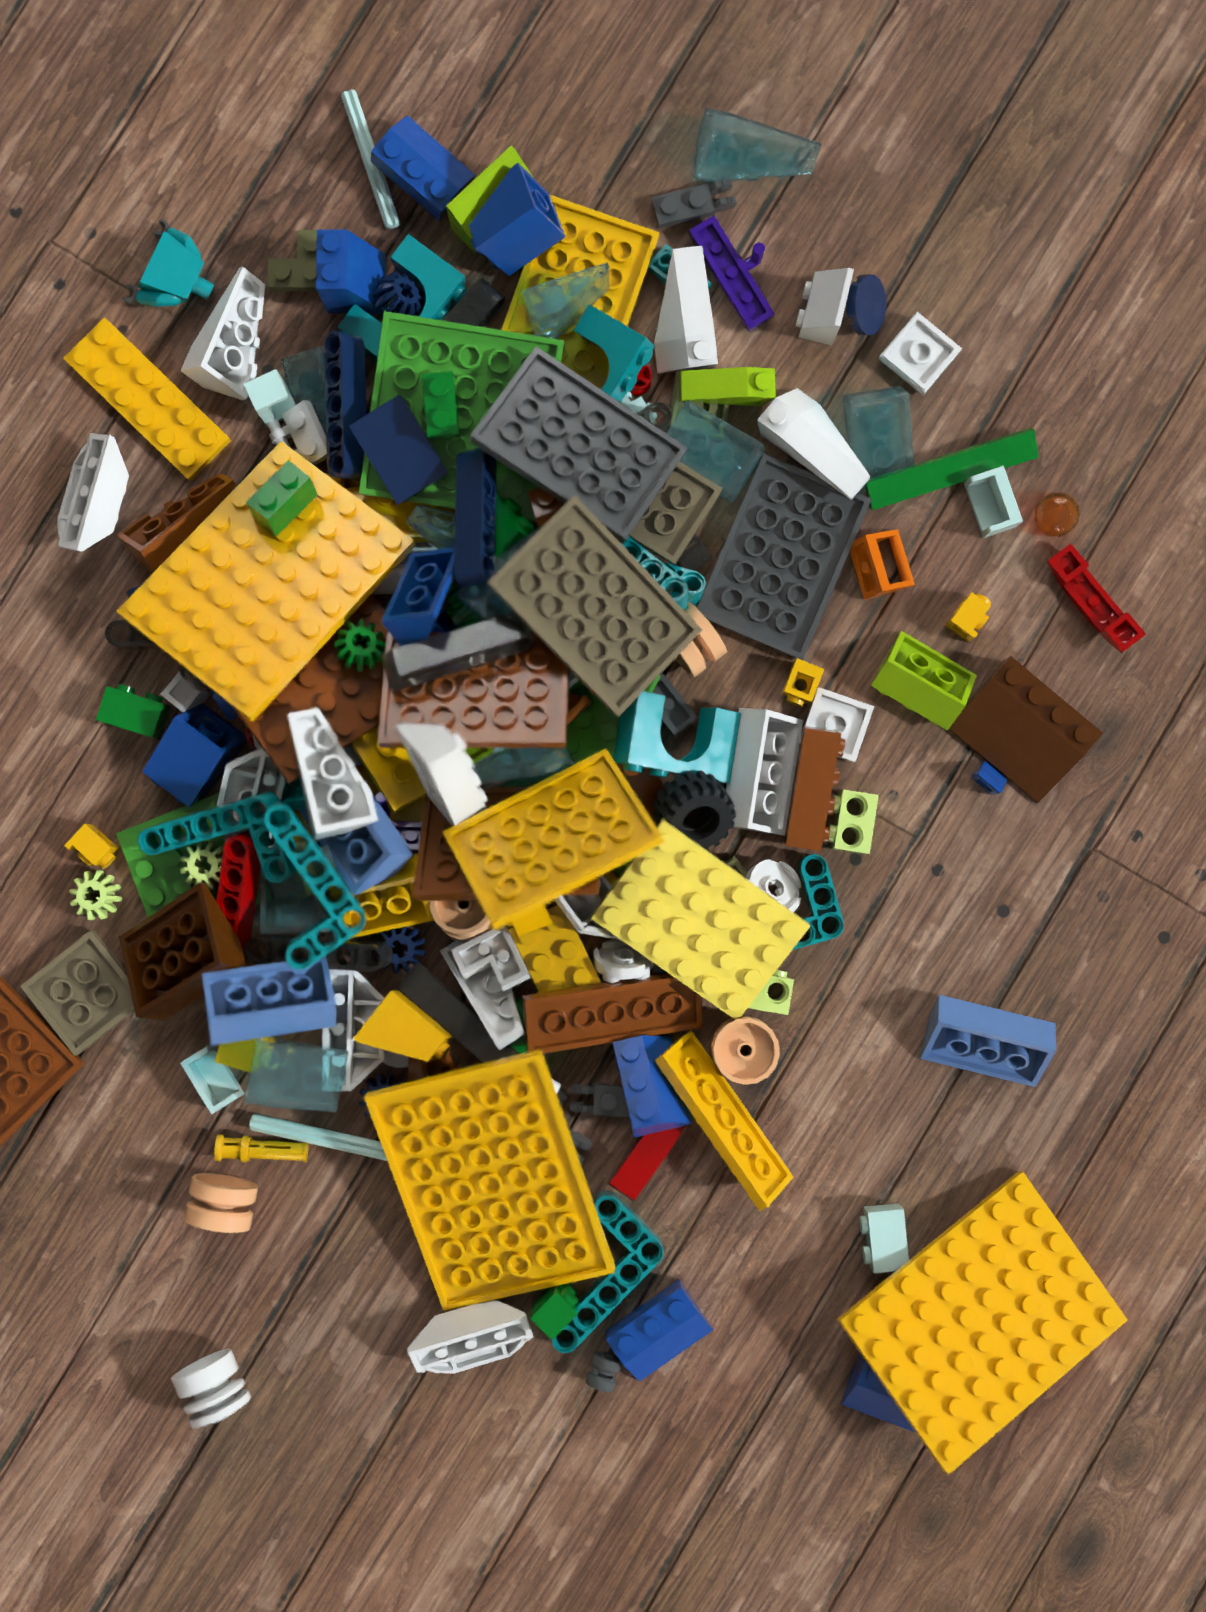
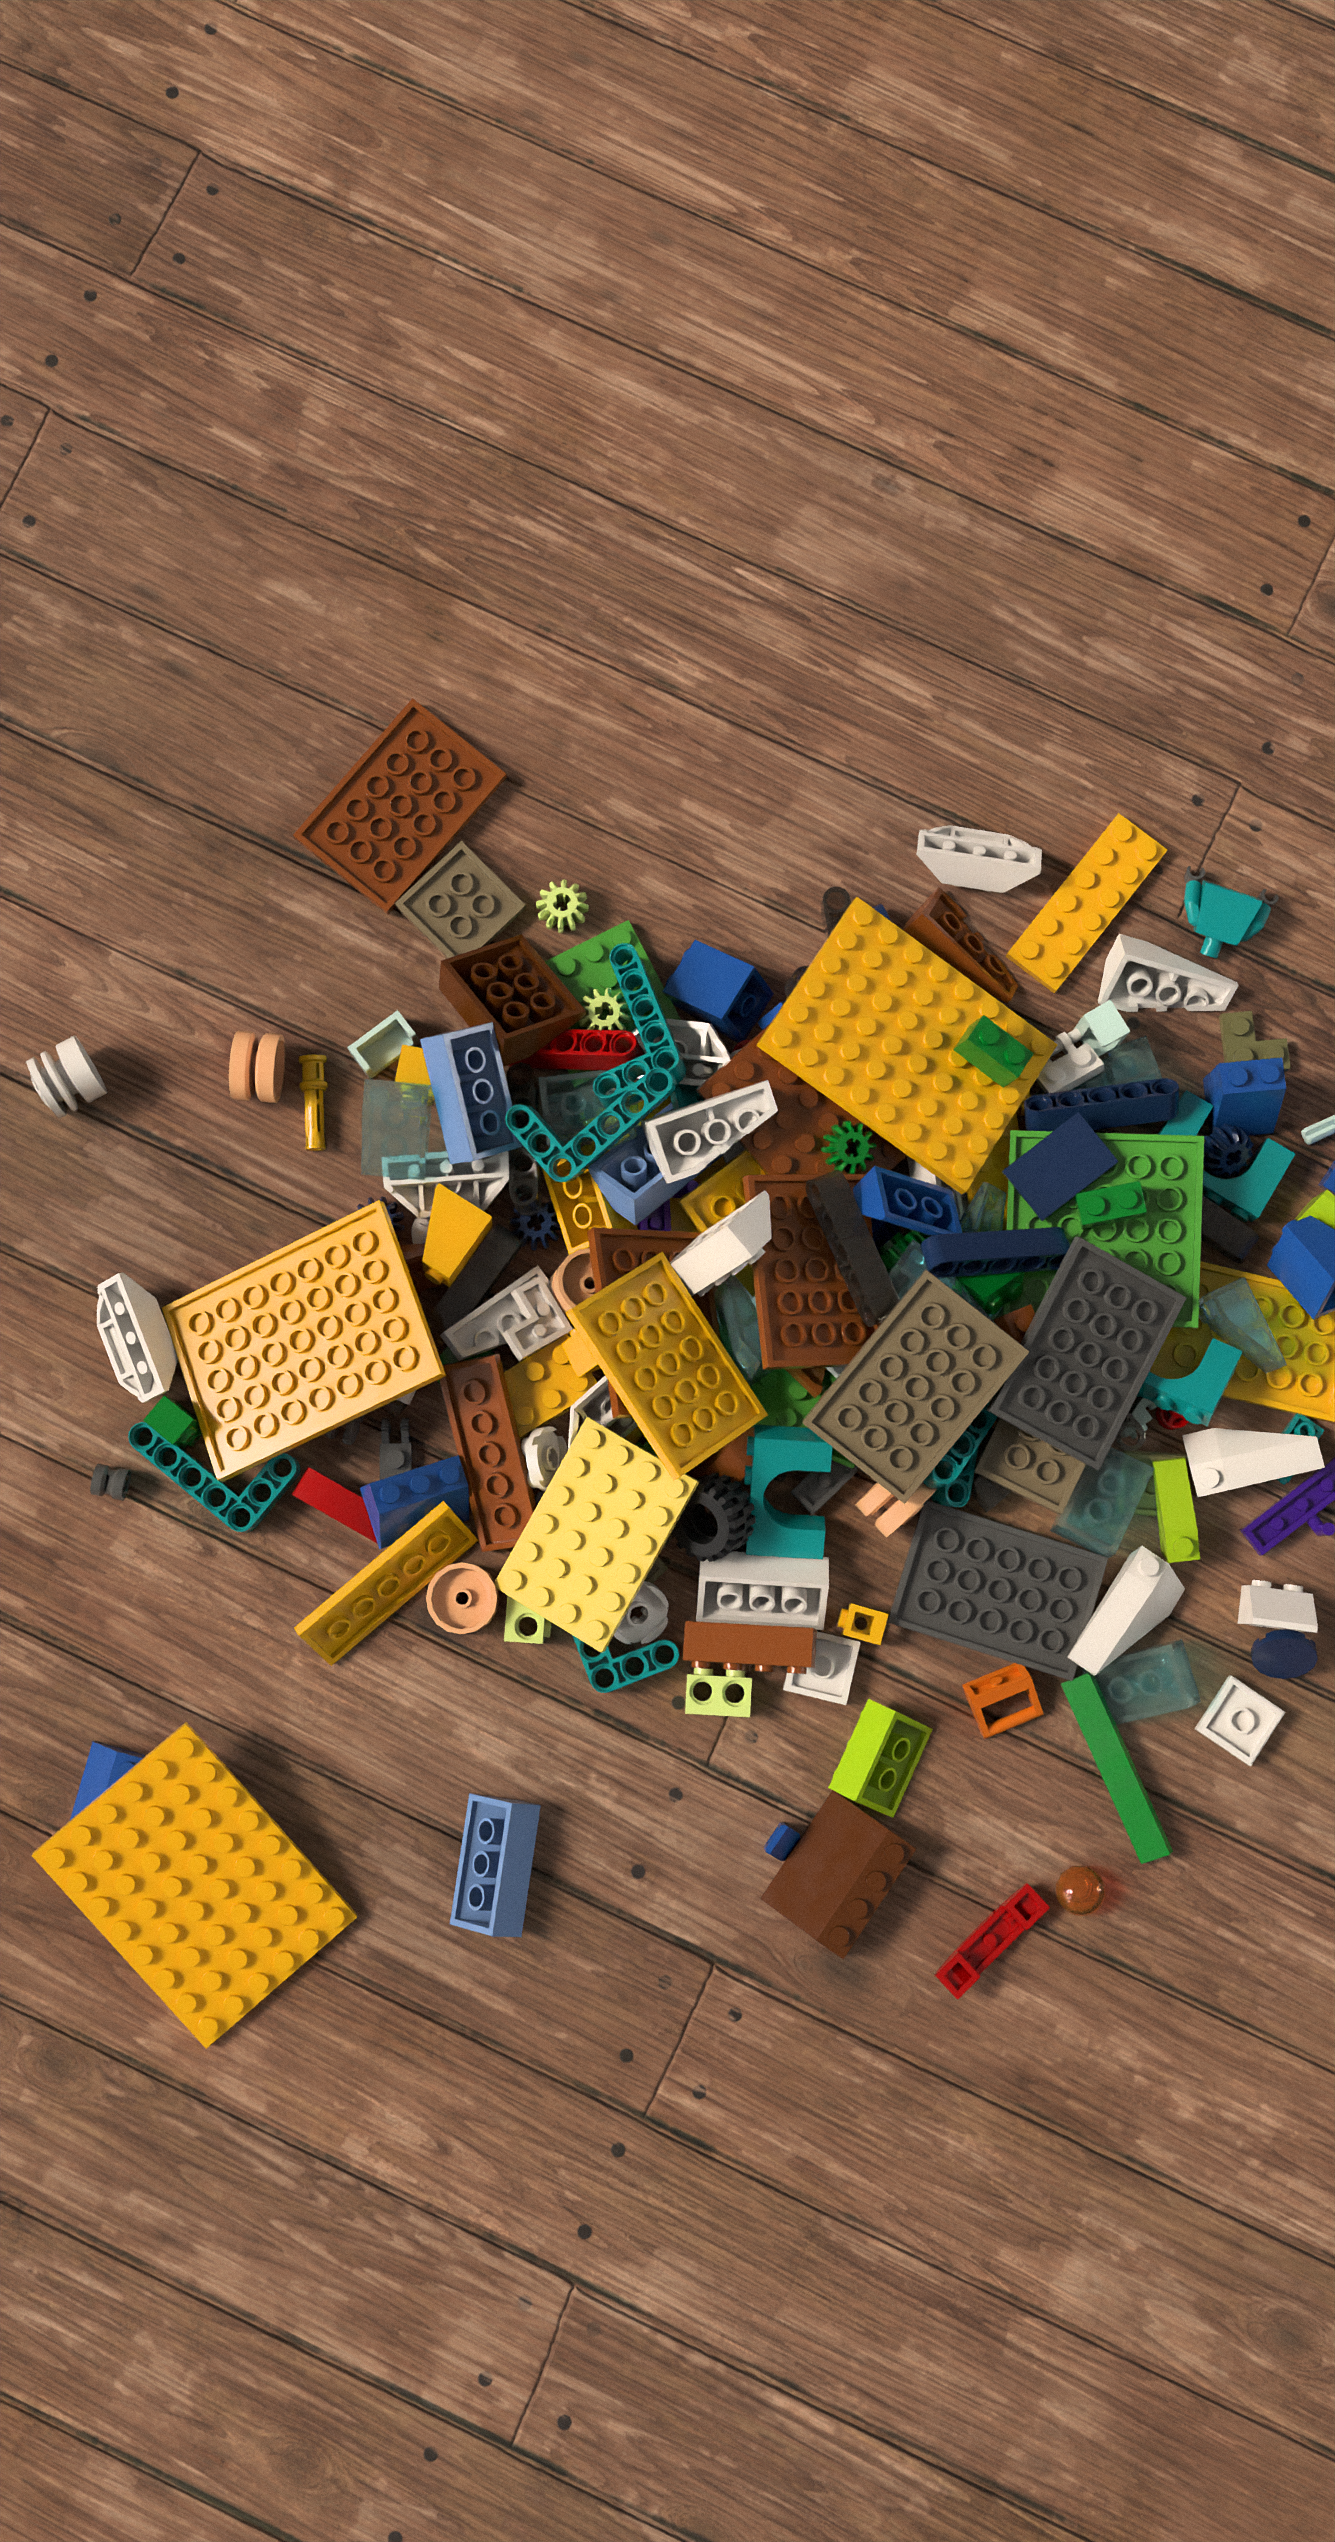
camera: 85 degrees right, 5 degrees down
(92, 846) = (612, 898): yellow brick -> none
(132, 712) = (755, 924): green brick -> none
(182, 695) = (778, 971): white panel -> none
(317, 1136) = (332, 1158): light aqua axle -> none
(658, 1330) = (156, 1536): blue slope -> none
(885, 1237) = (275, 1770): light aqua brick -> none
(969, 615) = (957, 1802): yellow brick -> none
(993, 502) = (1085, 1816): light aqua panel -> none

